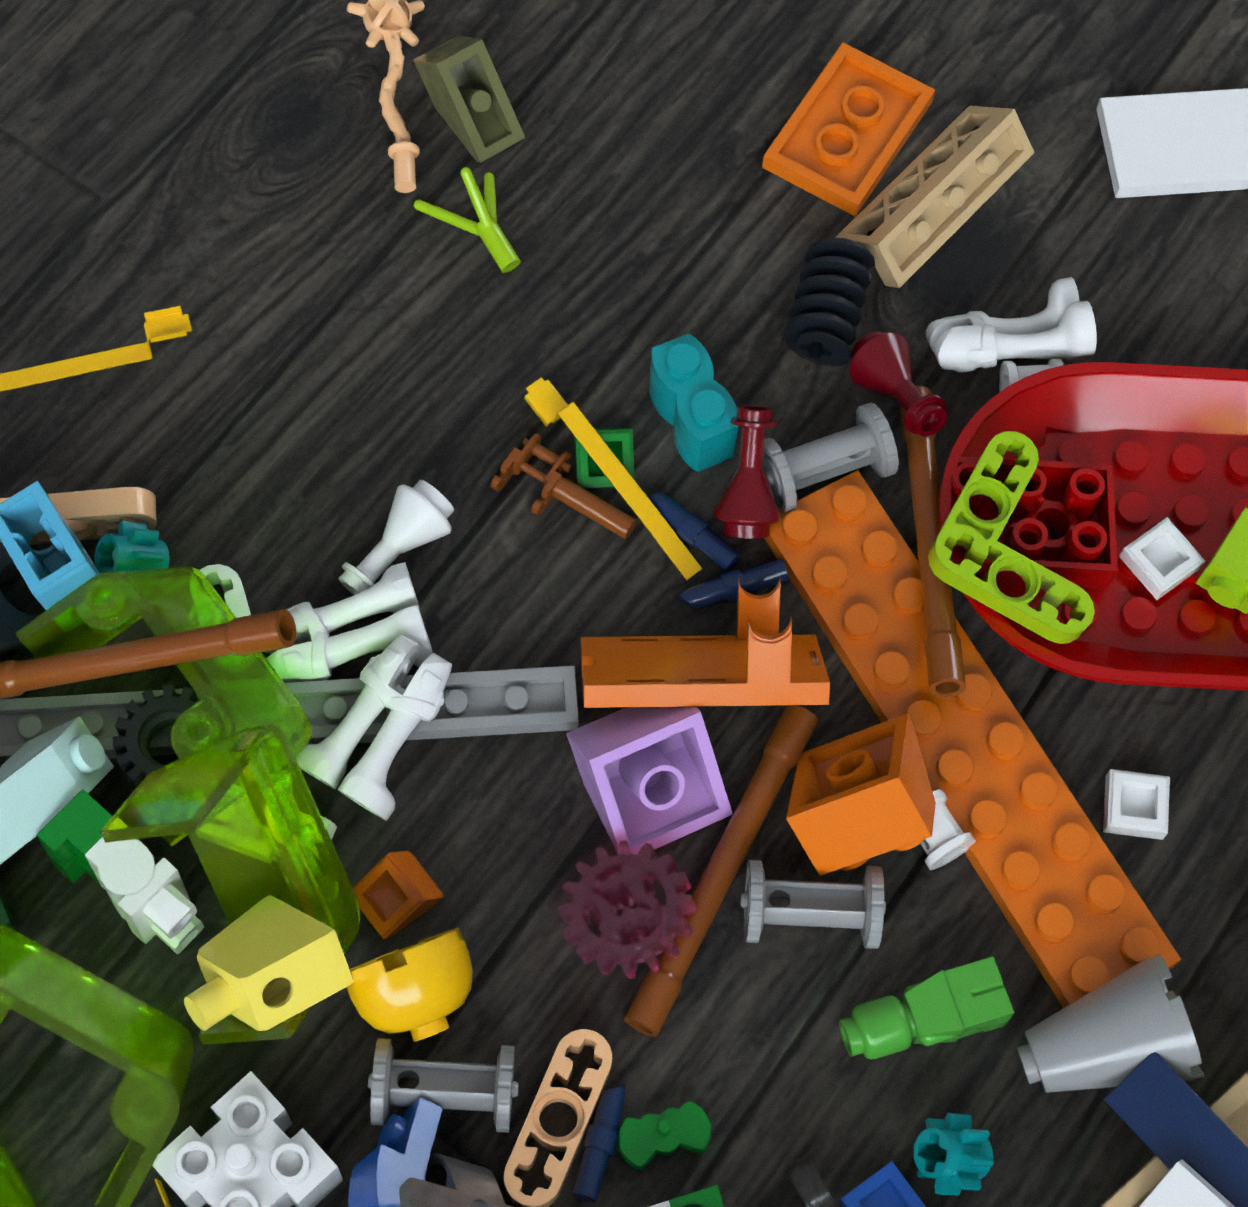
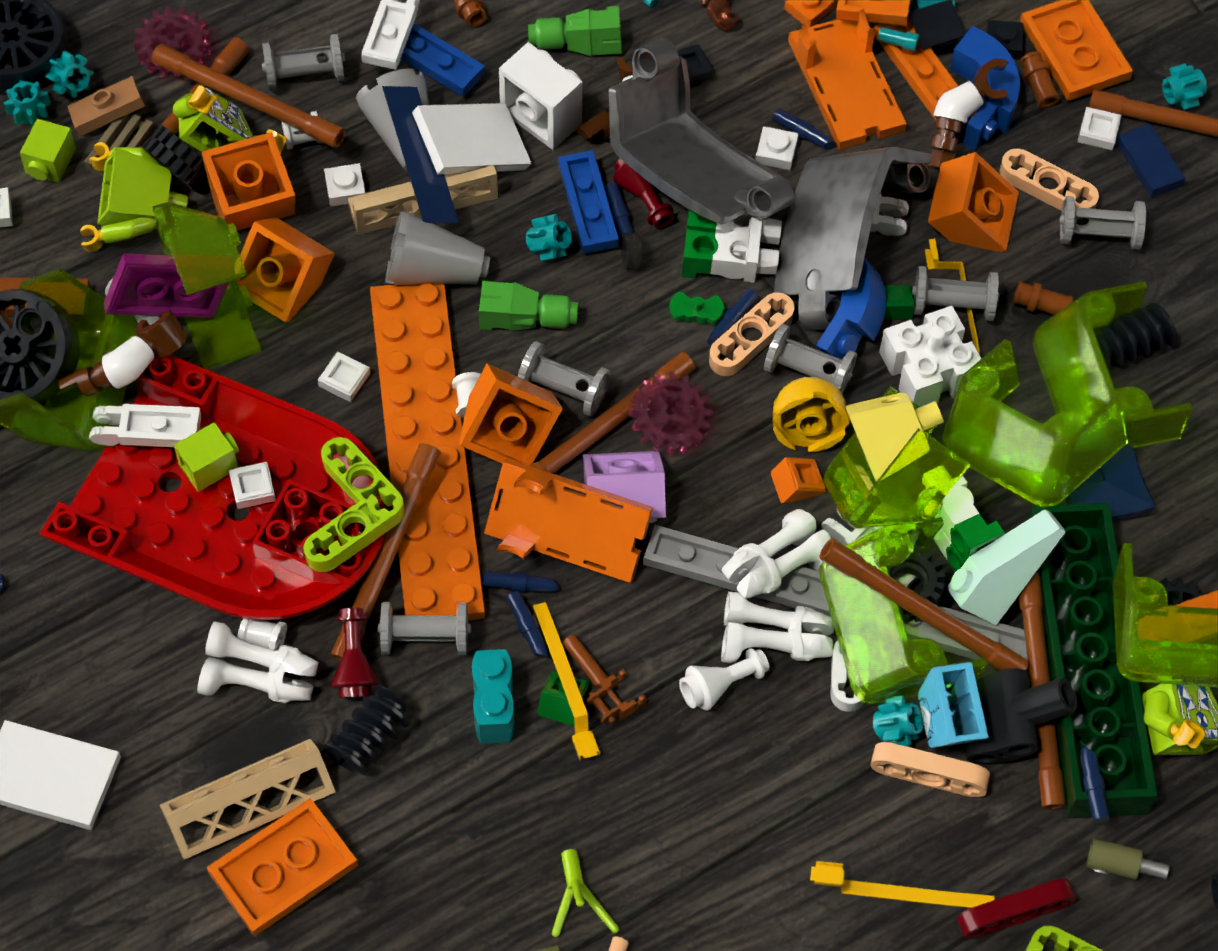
camera: 155 degrees left, 5 degrees down
(748, 501) = (489, 616): dark red piece -> none

